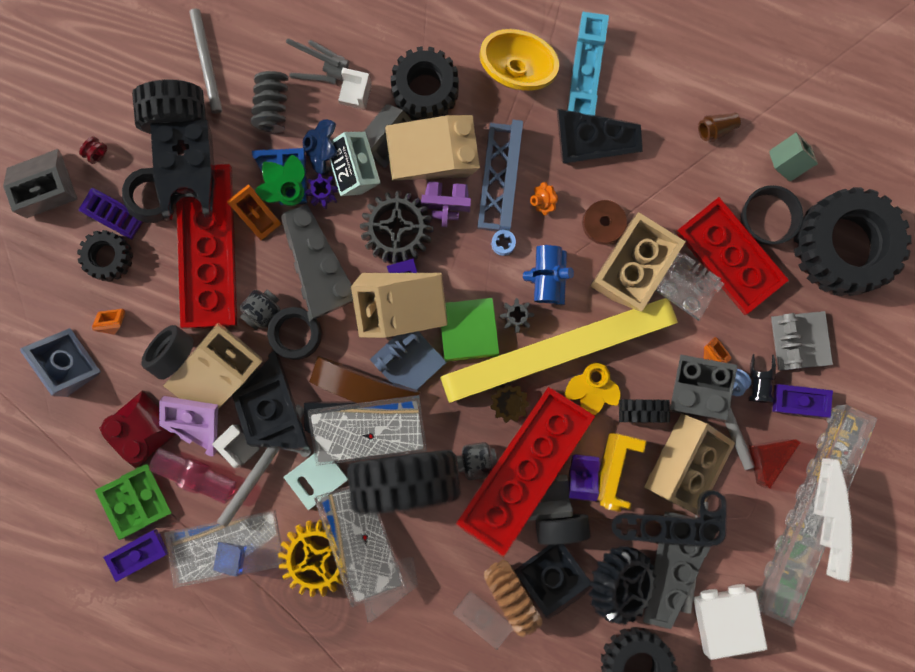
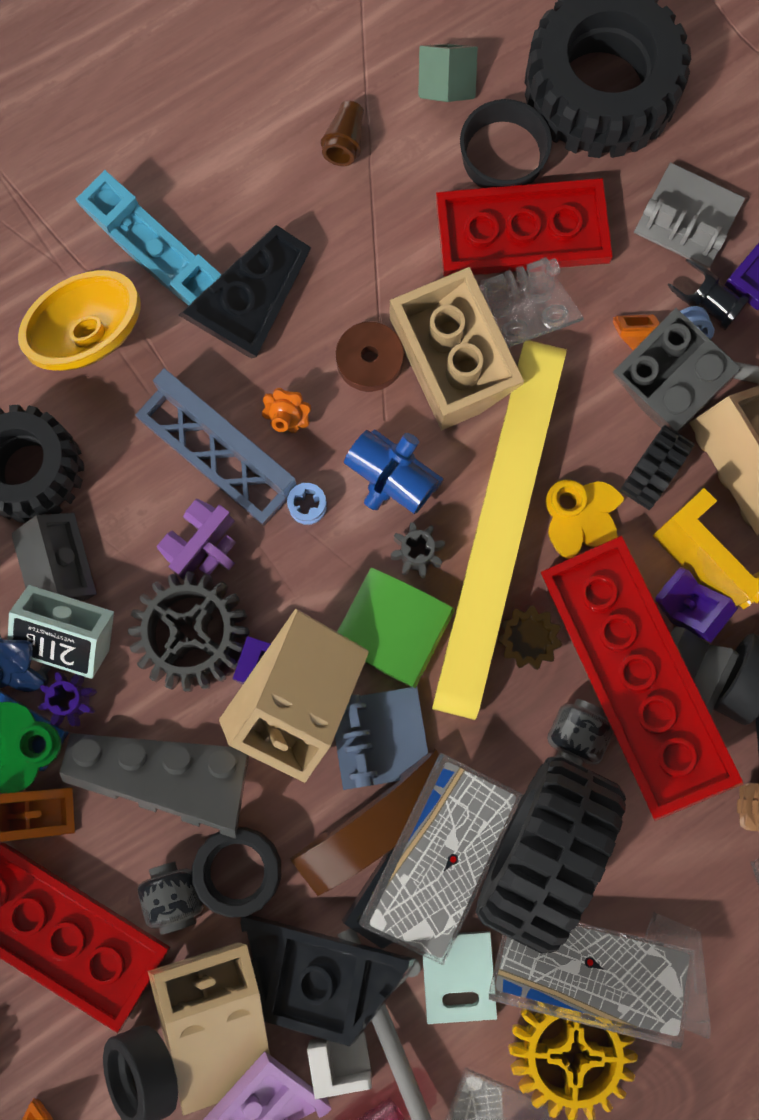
camera: 50 degrees left, 5 degrees down
(433, 148) = (116, 510): tan slope -> none

